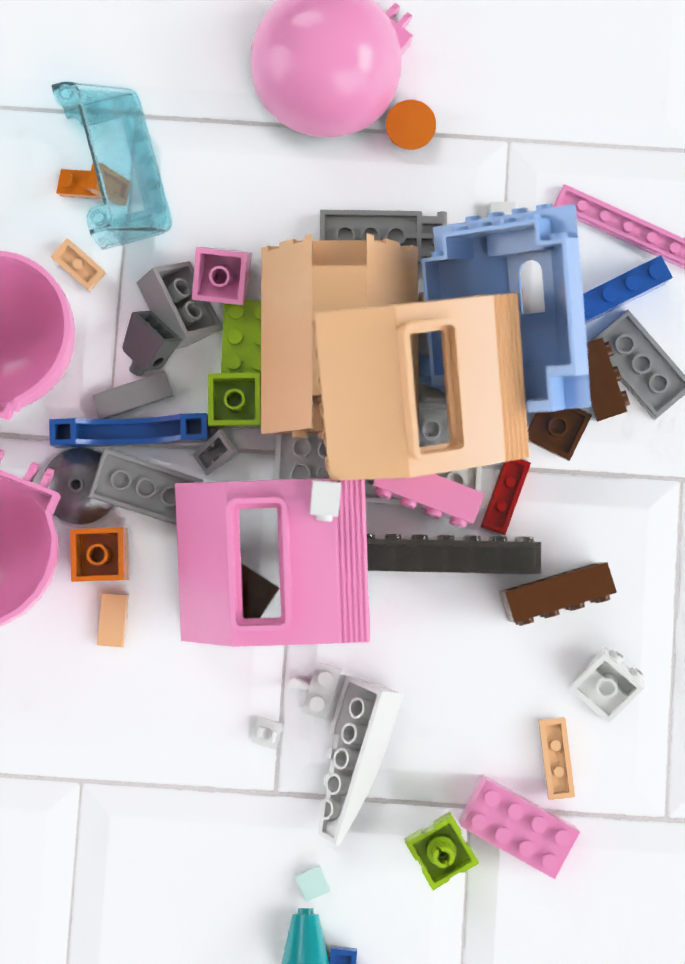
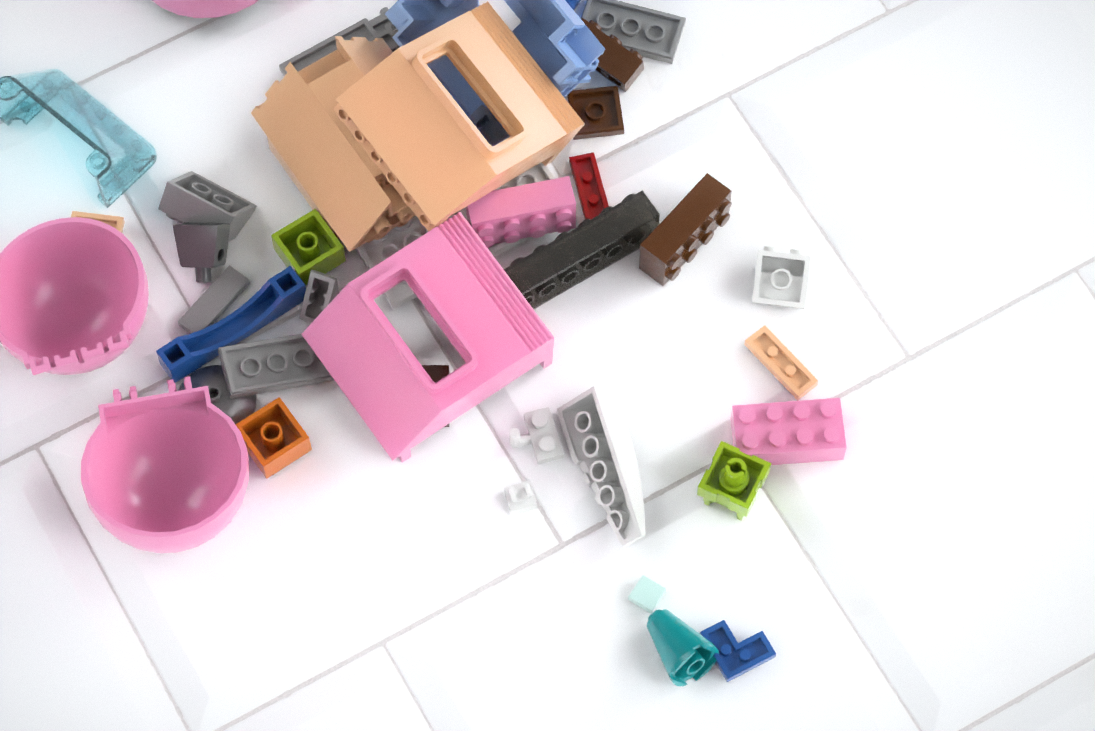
camera: 35 degrees left, 20 degrees down
(78, 184) = (61, 159): orange bracket -> none
(112, 620) = (319, 490): light nougat tile -> none
(221, 275) = (228, 158): bright pink slope -> none
(241, 338) = (277, 196): lime plate -> none
(325, 500) = (440, 241): white brick -> none

